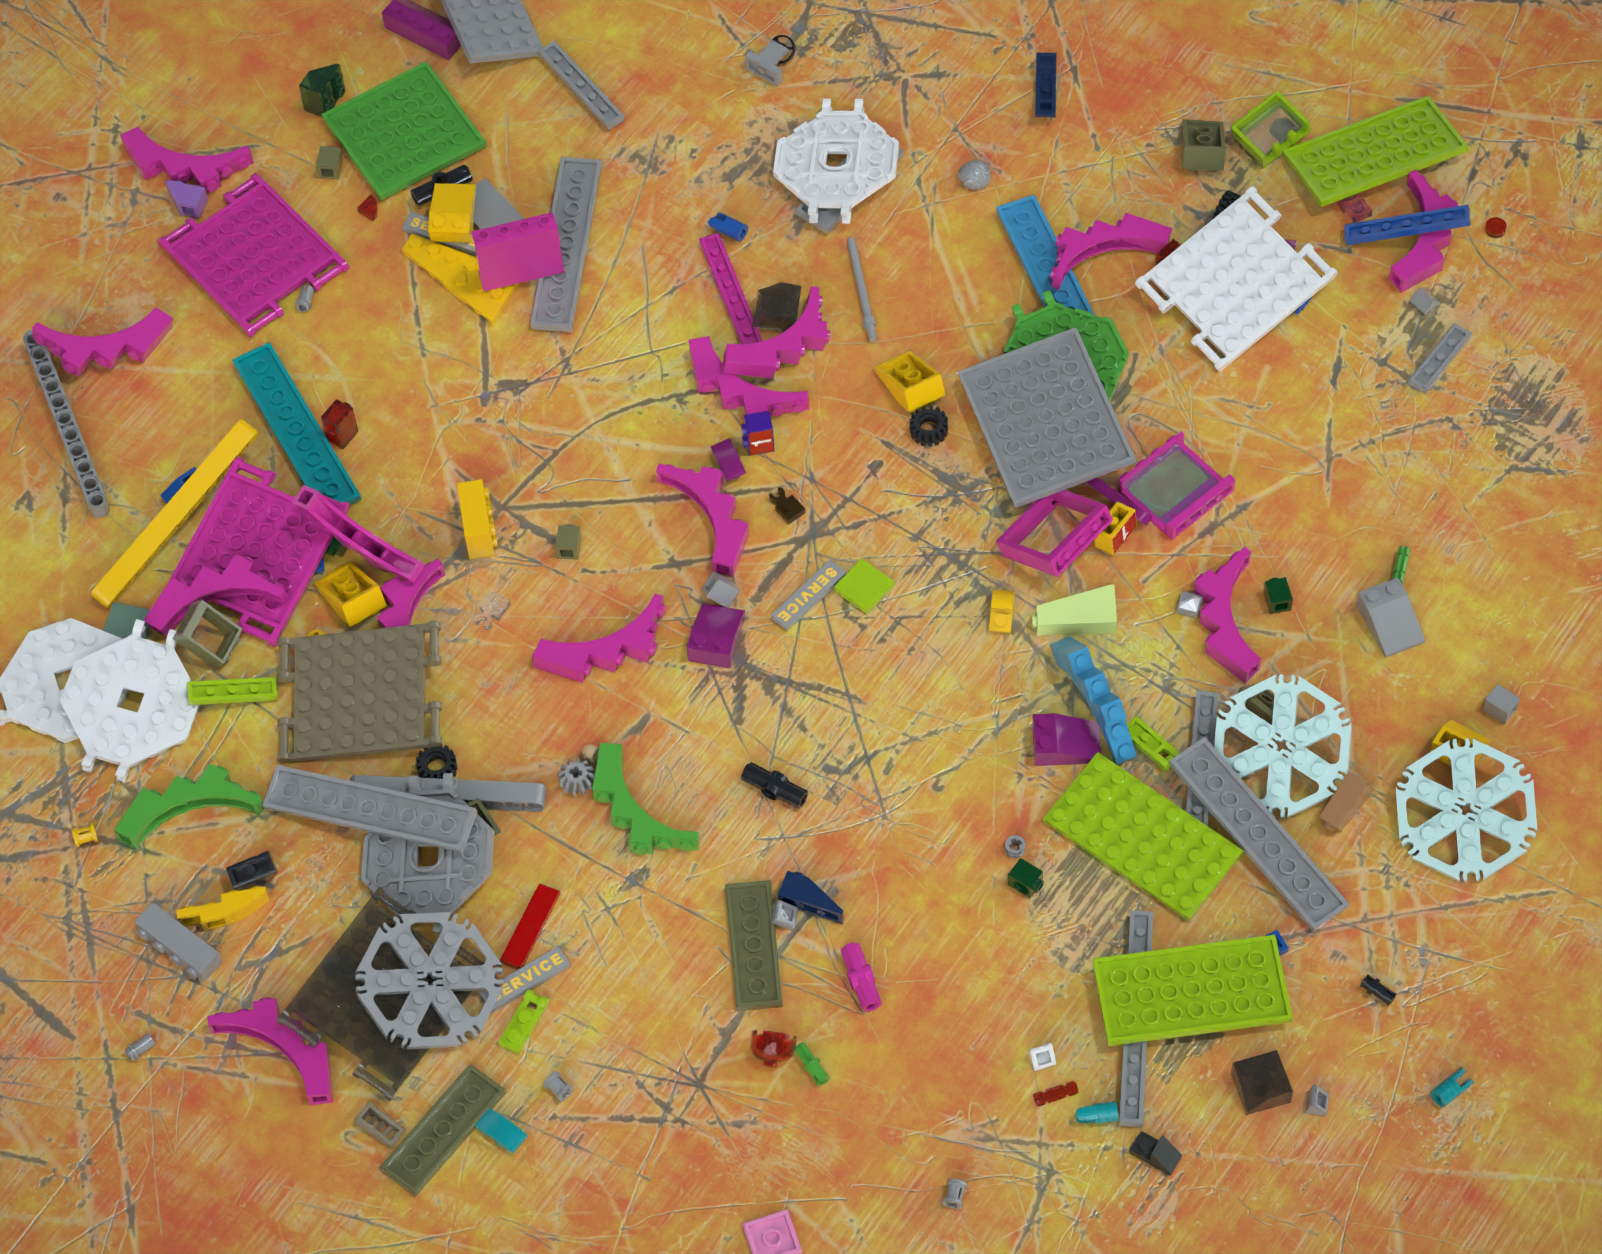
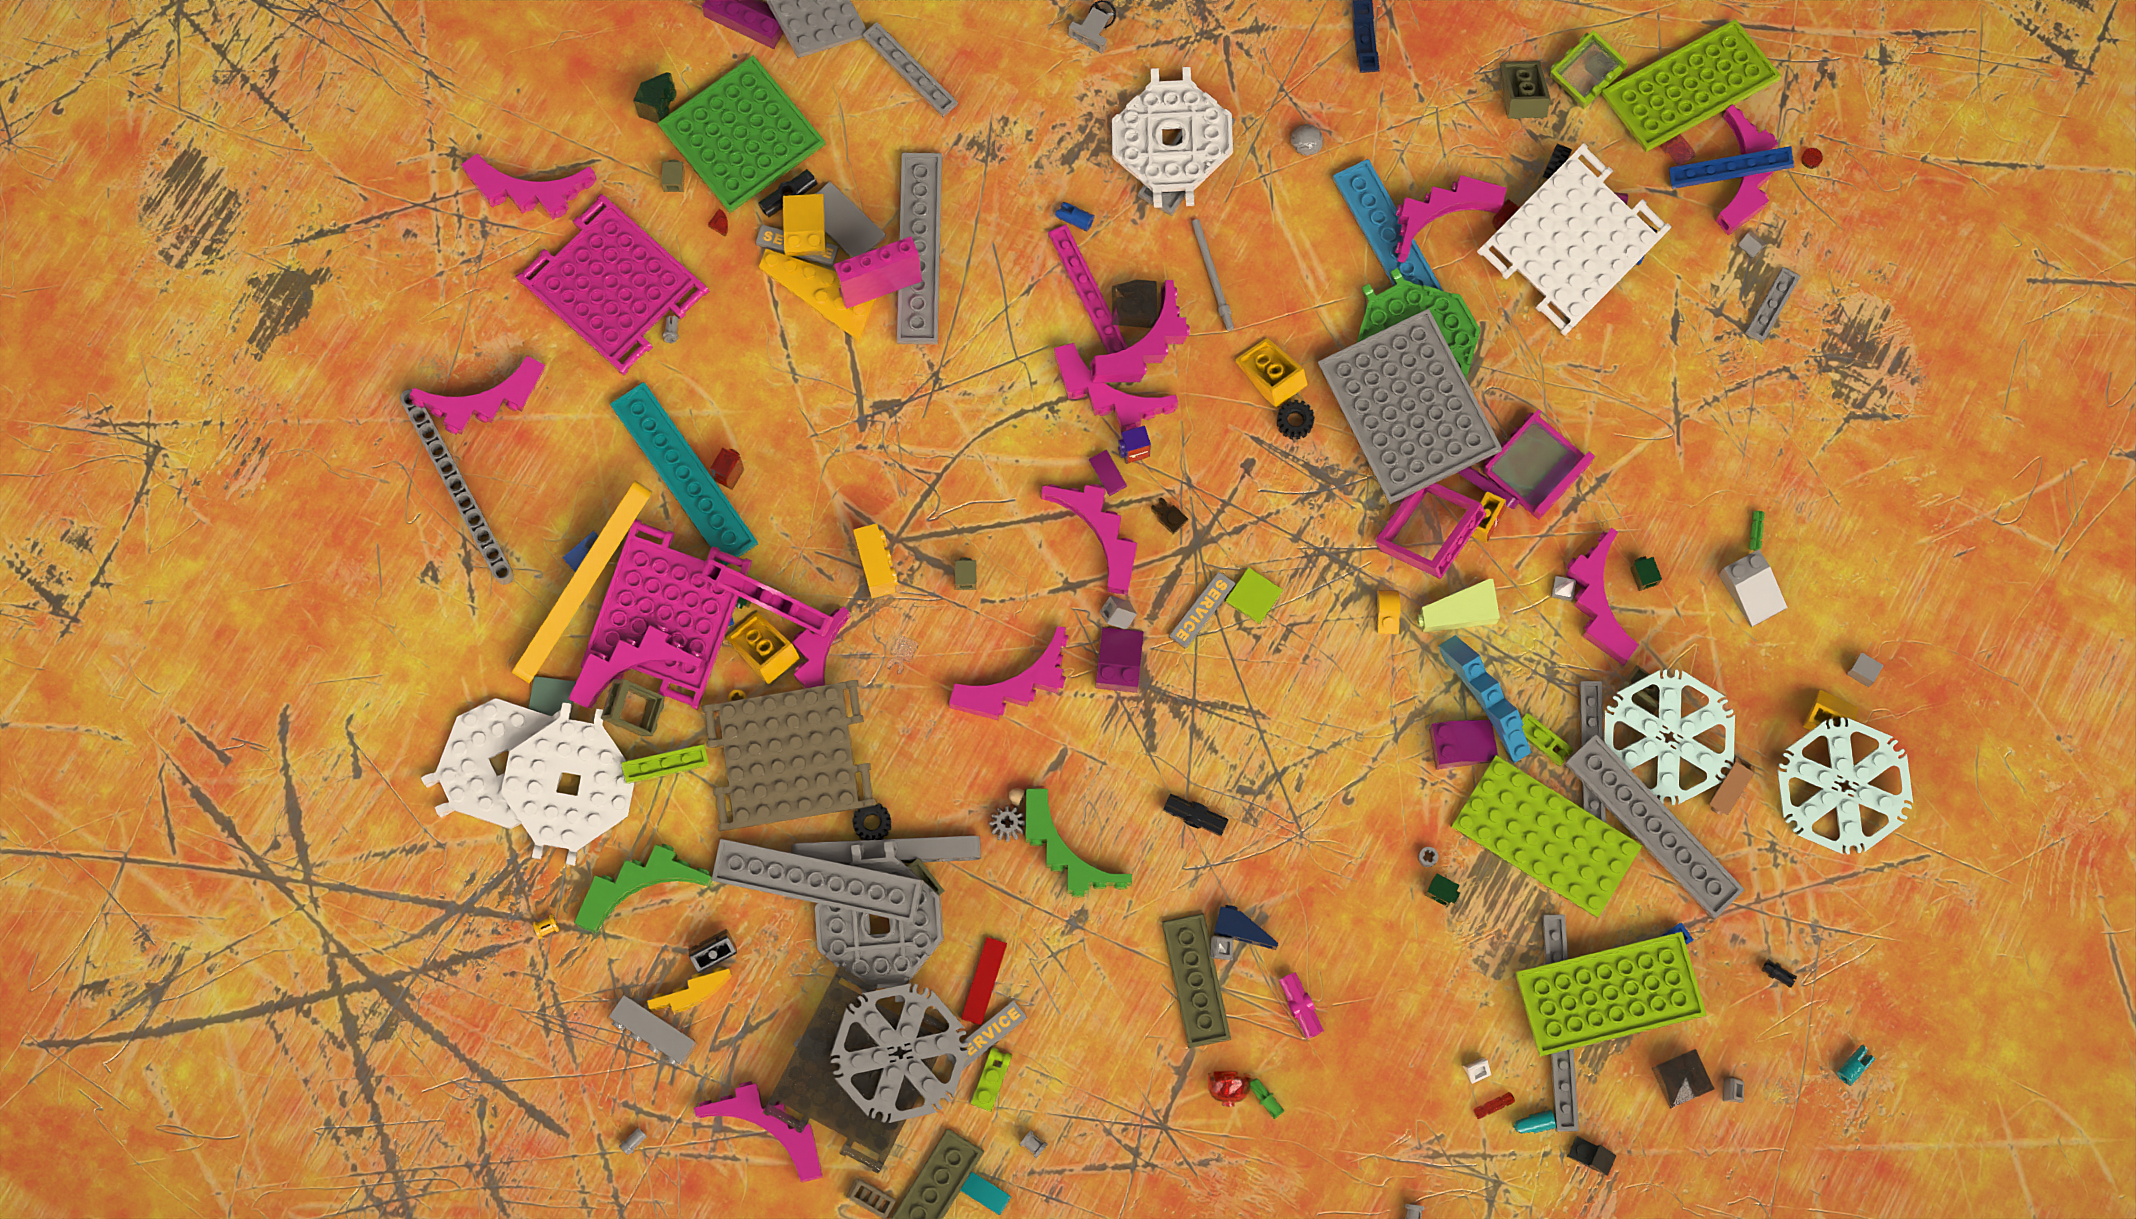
camera: 10 degrees left, 15 degrees up
(188, 198) = (539, 228): medium lavender slope -> none

